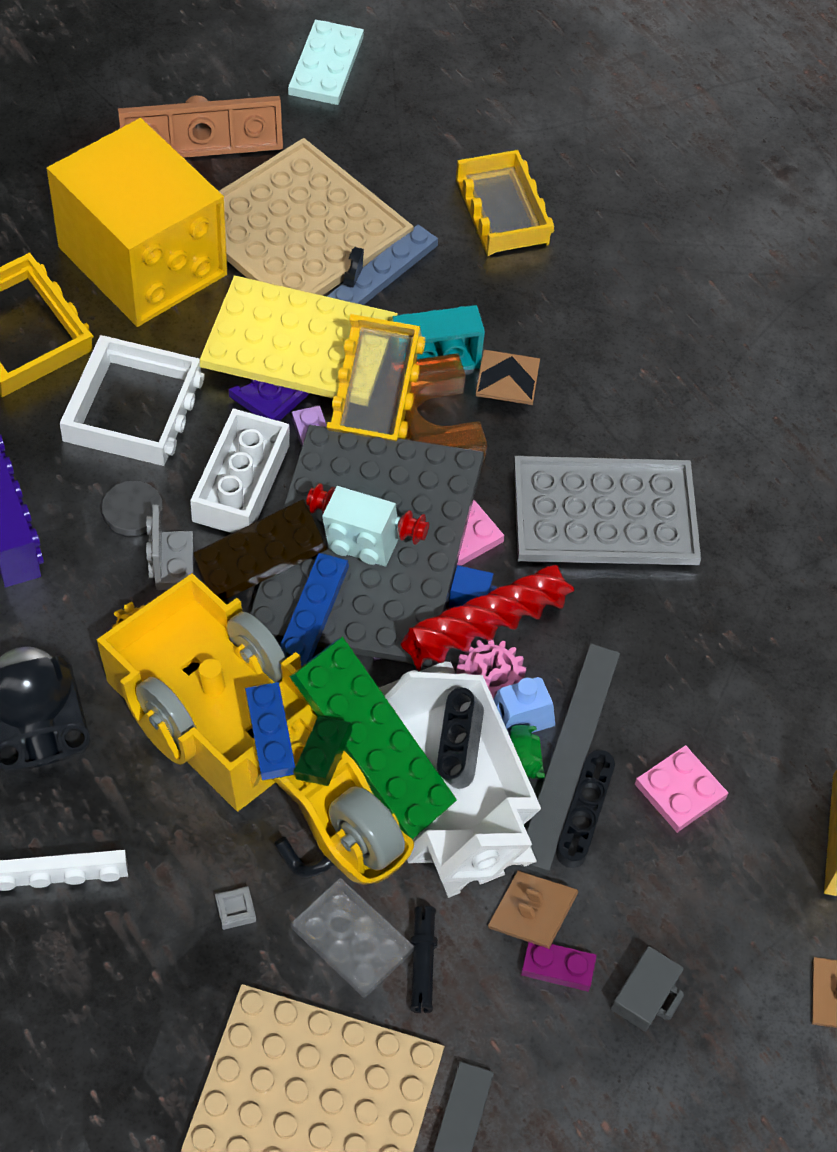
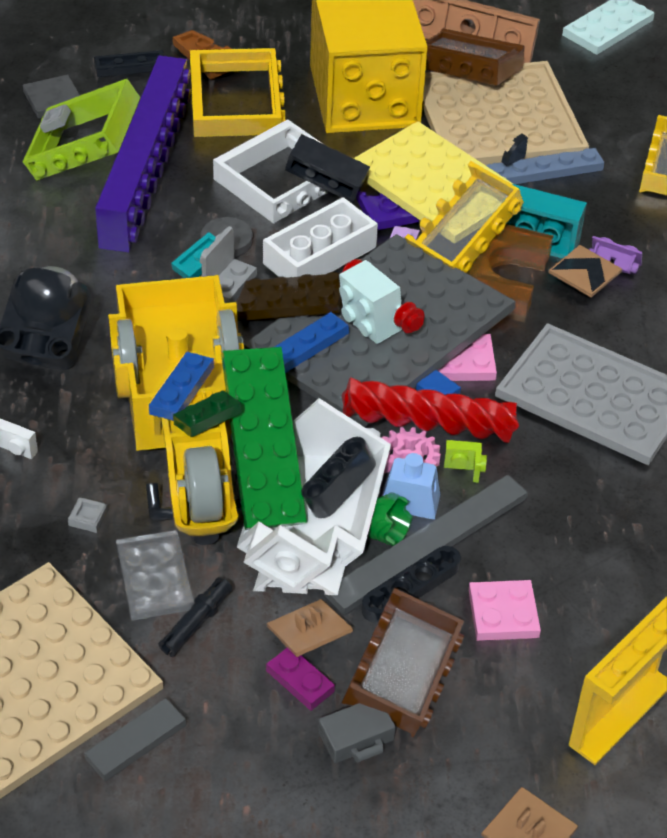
camera: 35 degrees right, 10 degrees down
(127, 549) = (188, 263): none -> teal plate
(192, 380) = (327, 168): none -> black brick
(240, 165) = (473, 56): none -> reddish brown window
(530, 341) = (625, 257): none -> medium lavender hinge
(541, 644) = (465, 456): none -> lime bracket
(644, 896) = (406, 661): none -> window

